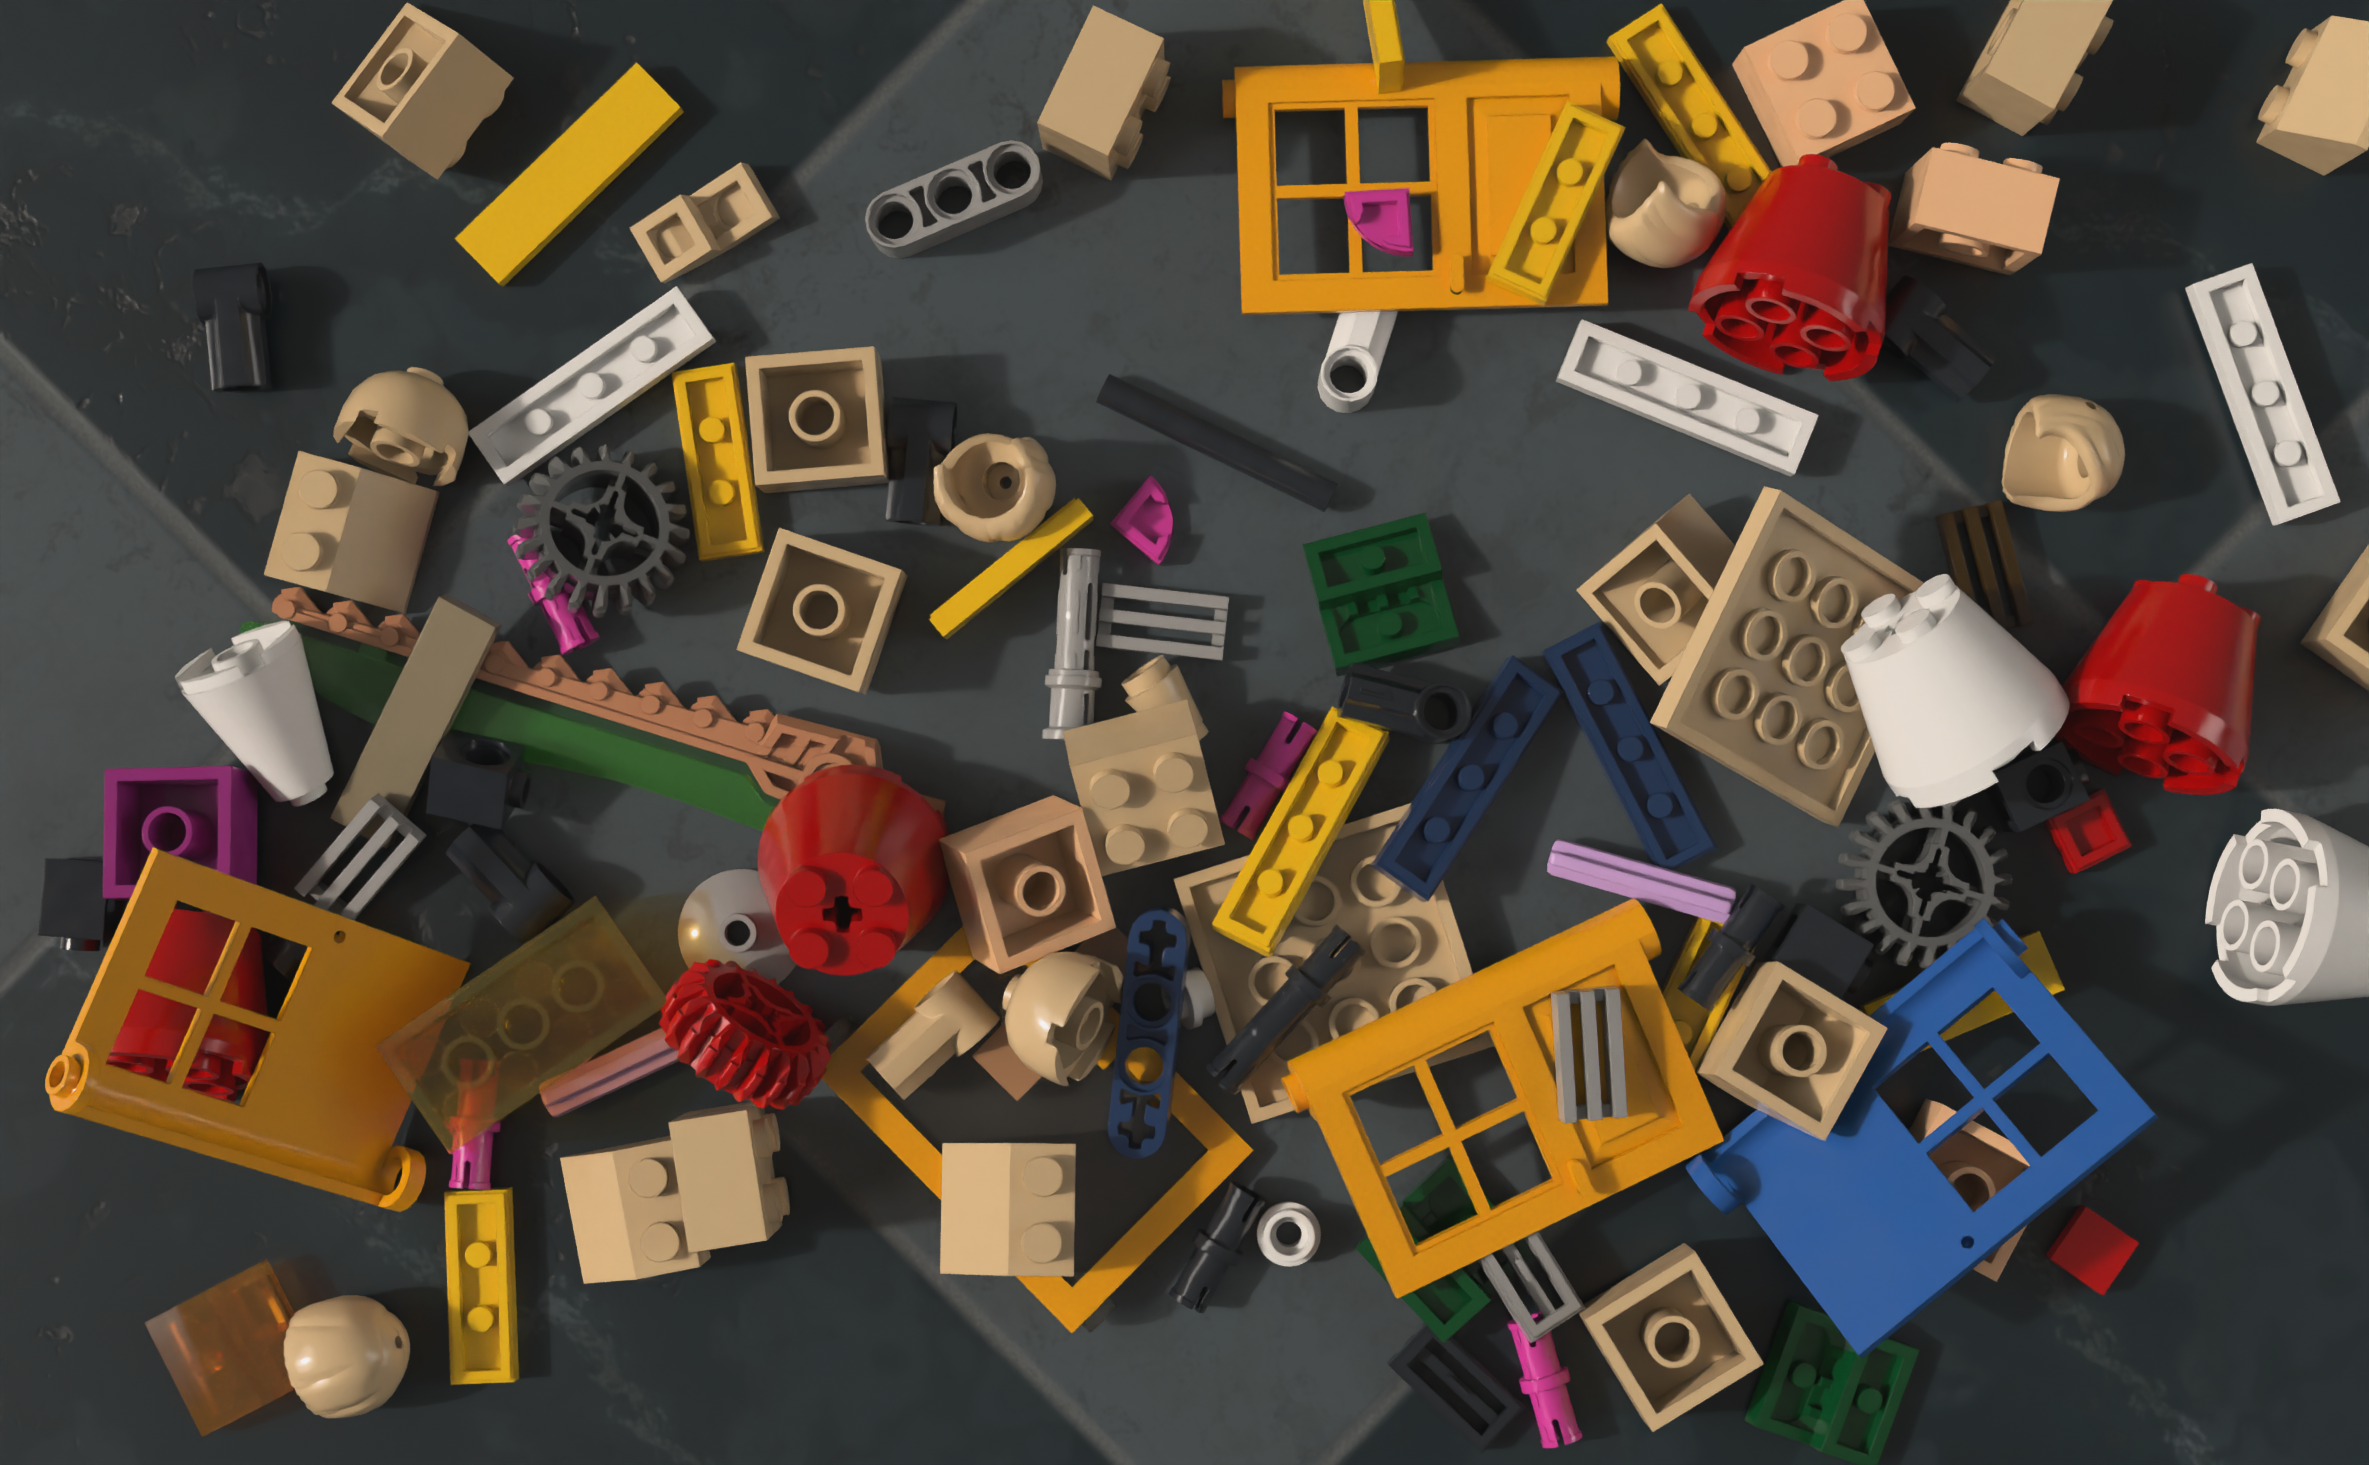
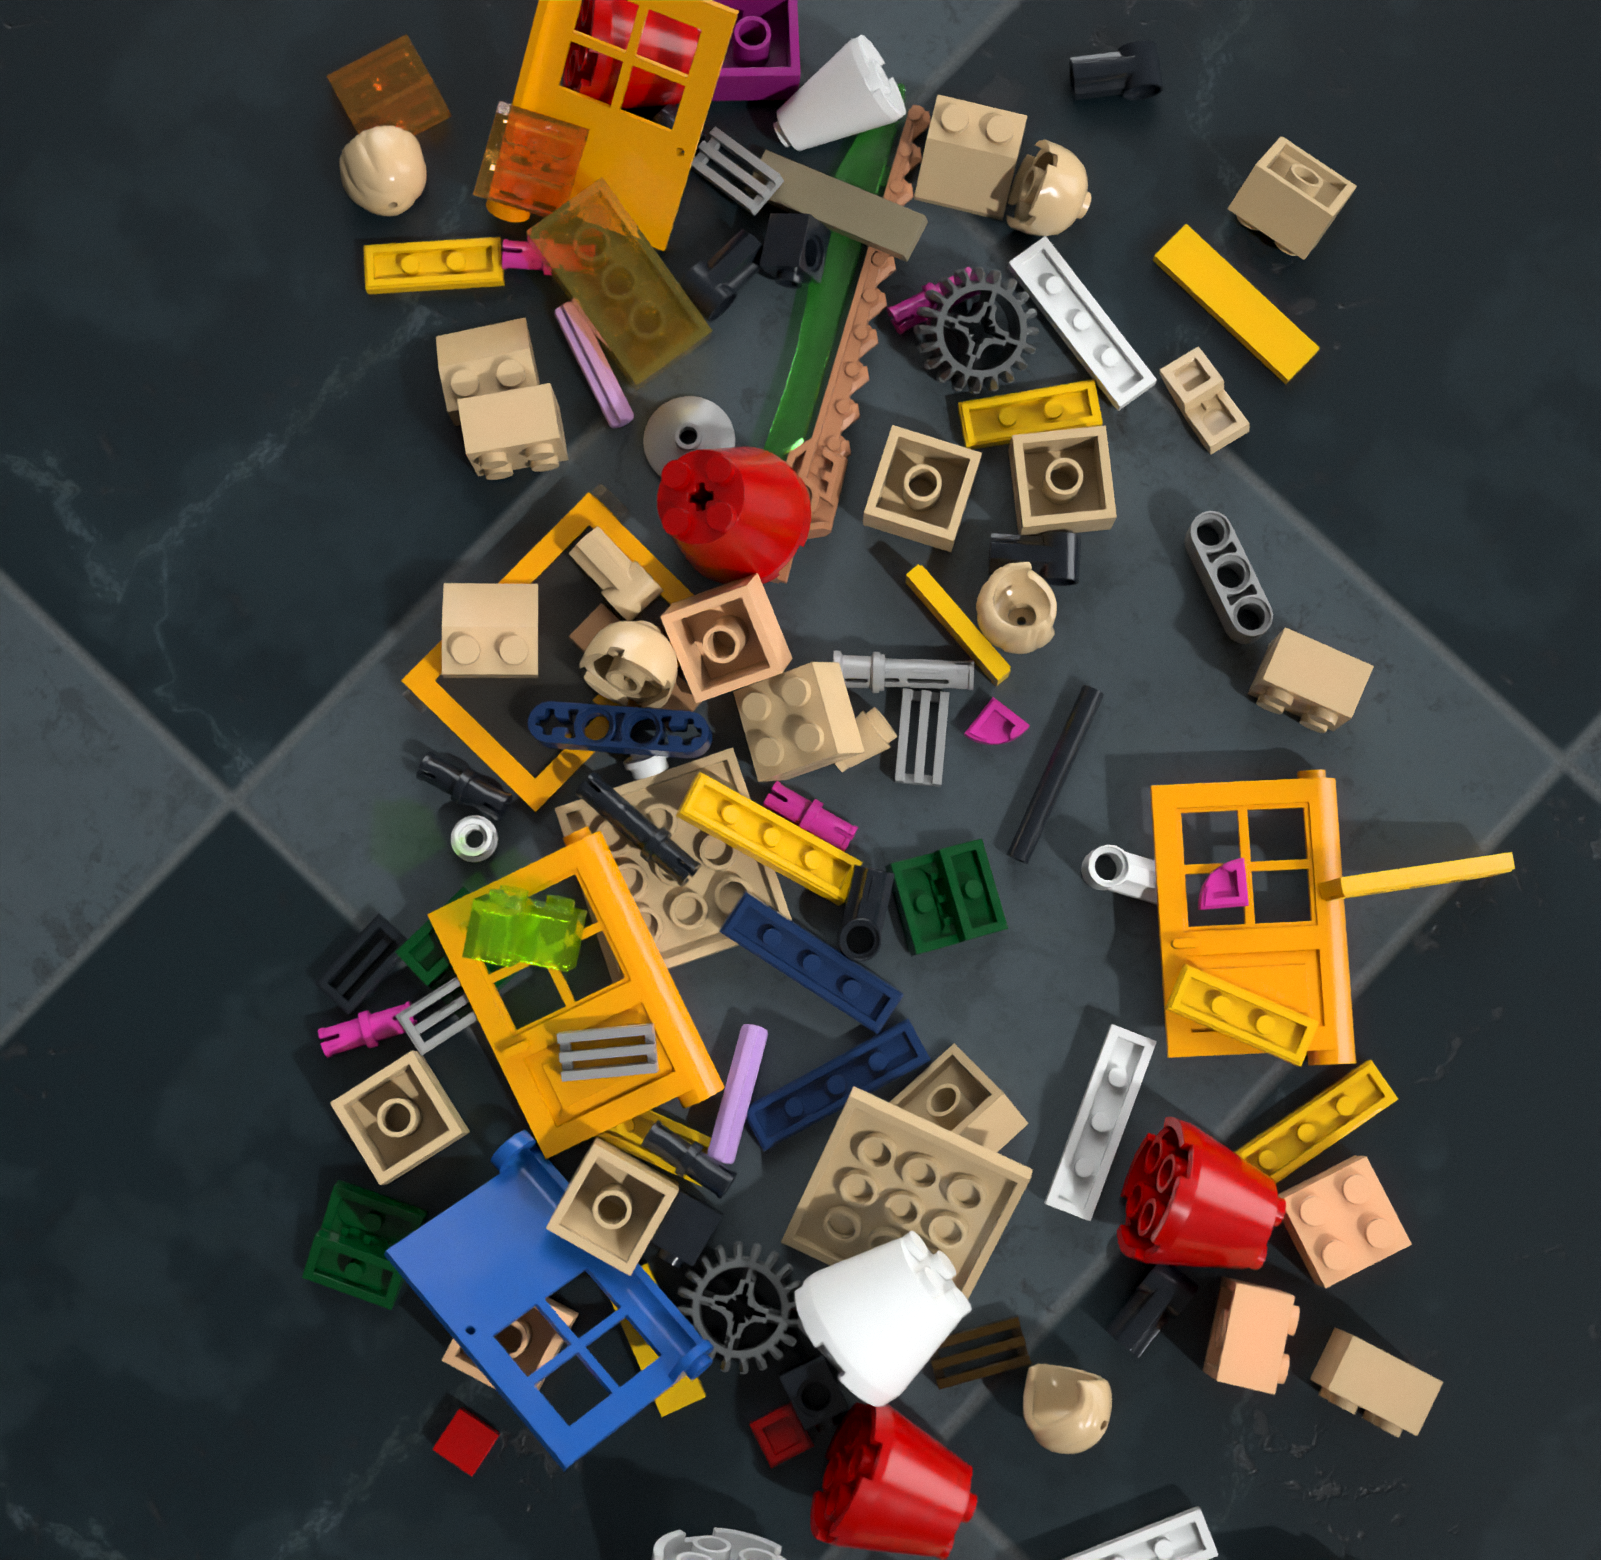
camera: 90 degrees right, 5 degrees down
(343, 1147) = (530, 160): none -> clear orange slope
(745, 1034) = (614, 438): red gear -> none
(1427, 1165) = (514, 929): none -> clear neon green brick
(1663, 208) = (1231, 1095): tan piece -> none

